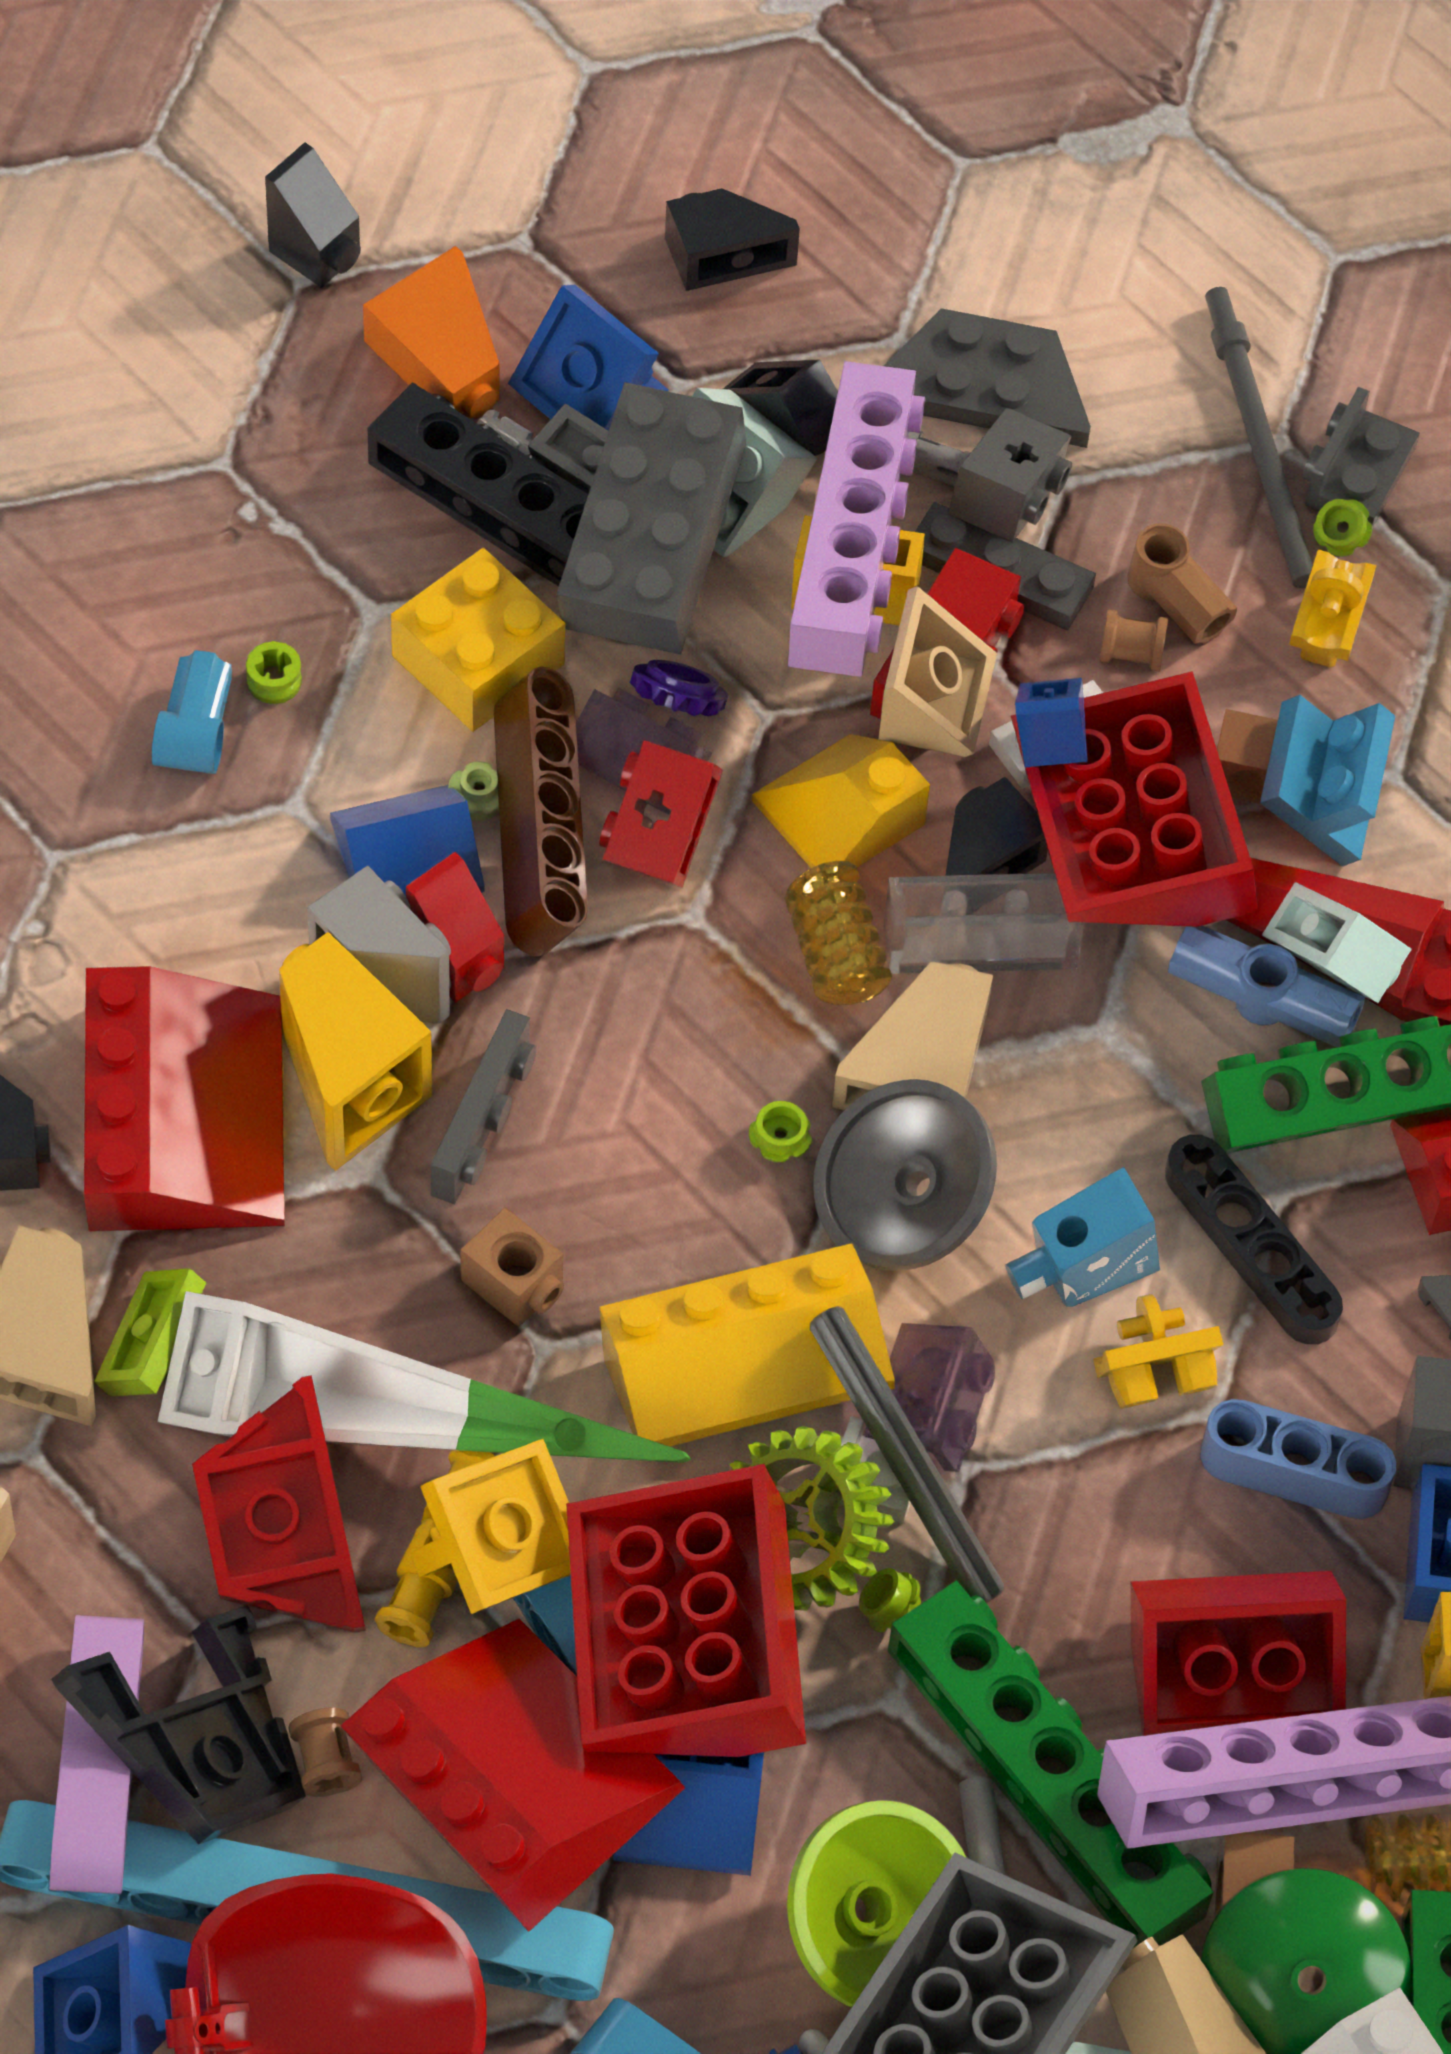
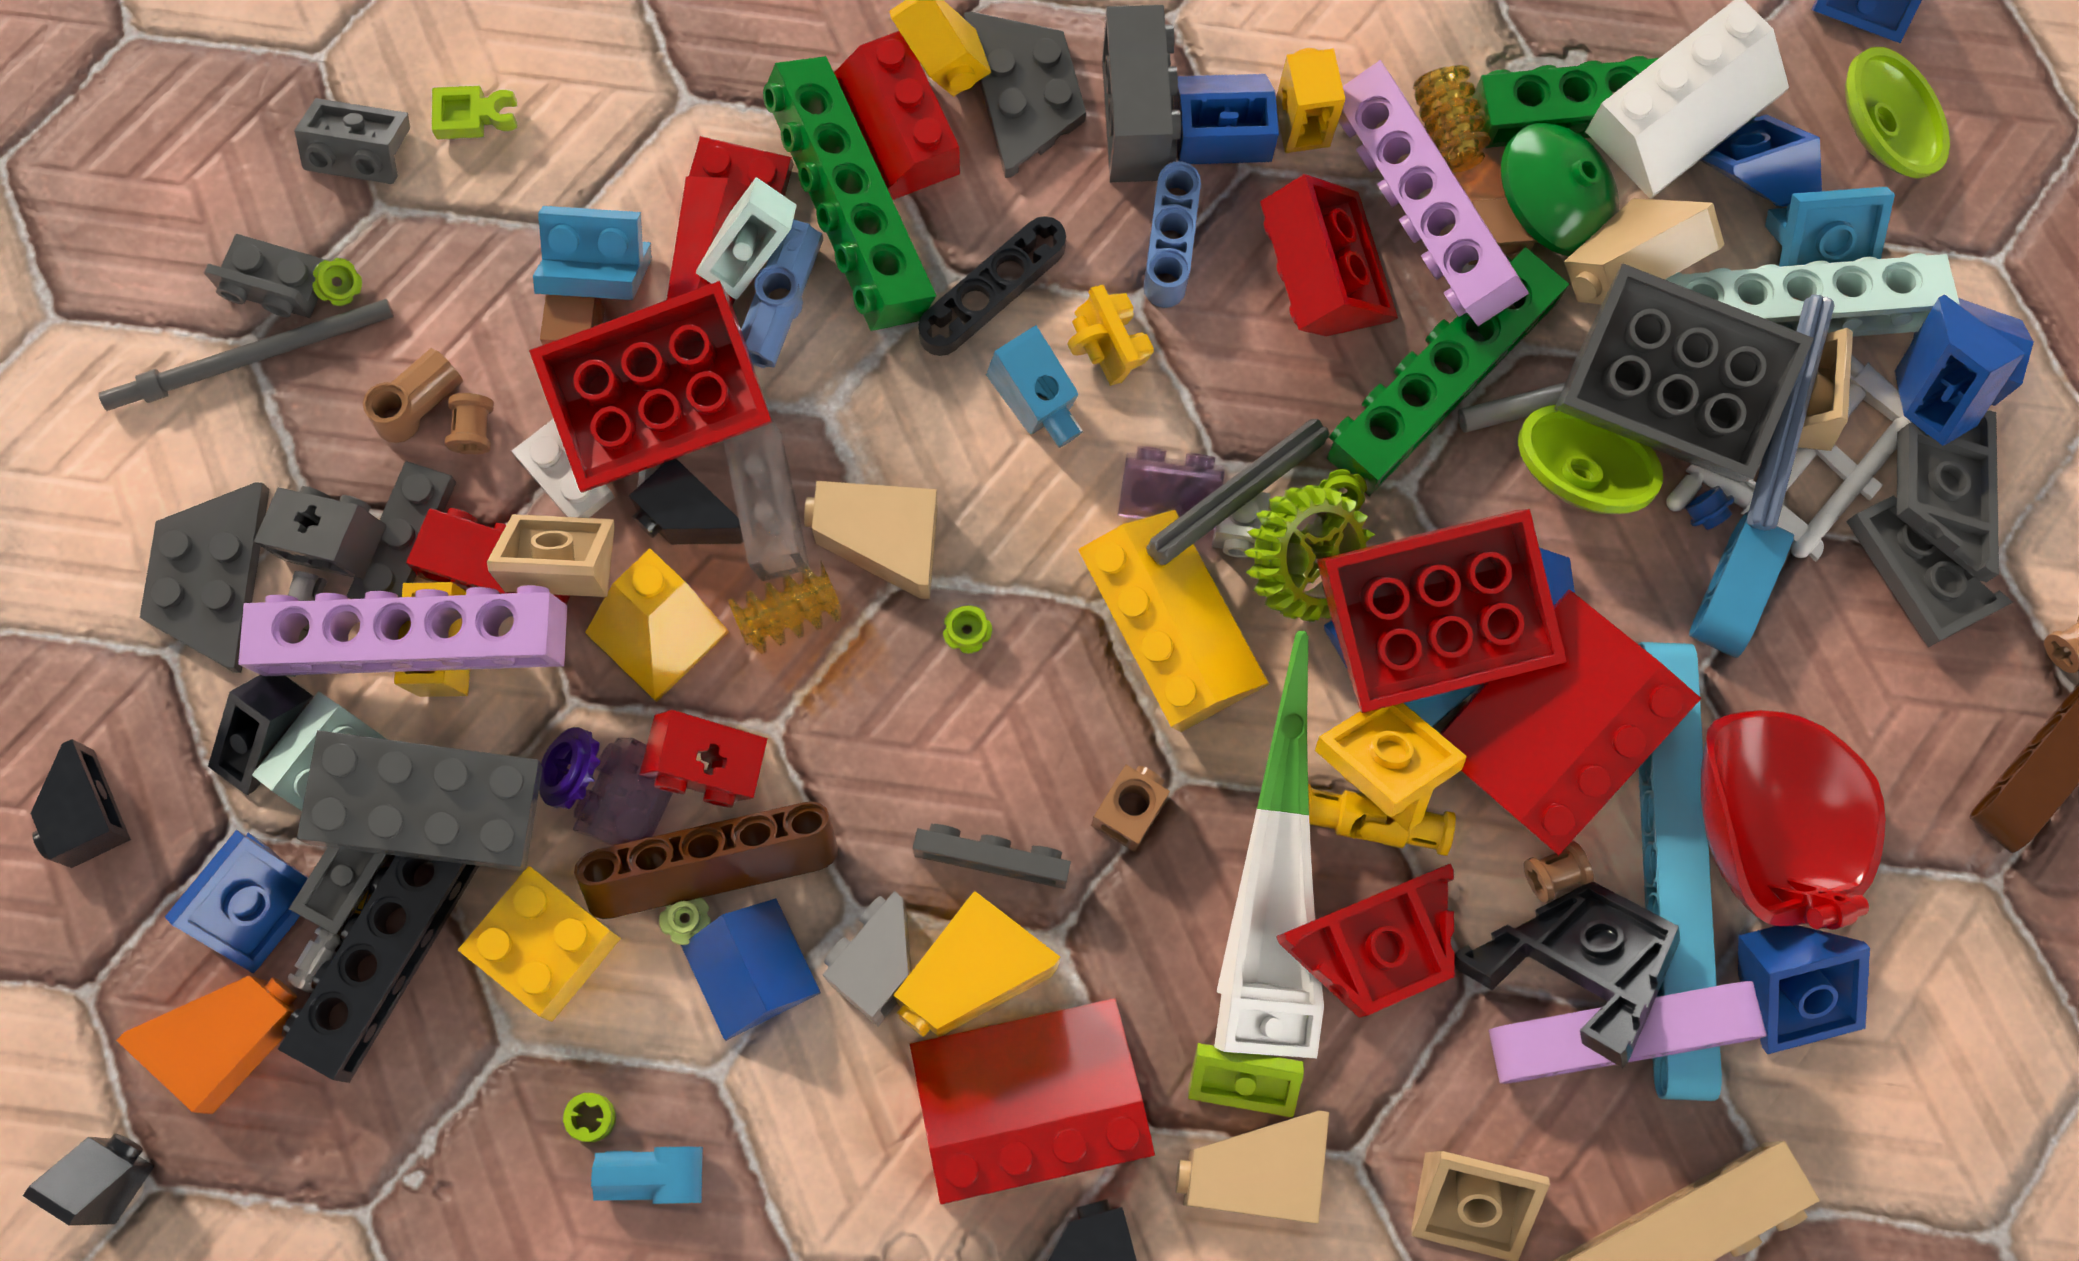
camera: 100 degrees left, 15 degrees up
(456, 906) = (840, 901): red slope -> none
(879, 1157) = (1035, 527): flat silver dish -> none
(1051, 722) = (587, 449): blue slope -> none
(1331, 609) = (422, 276): yellow hips -> none

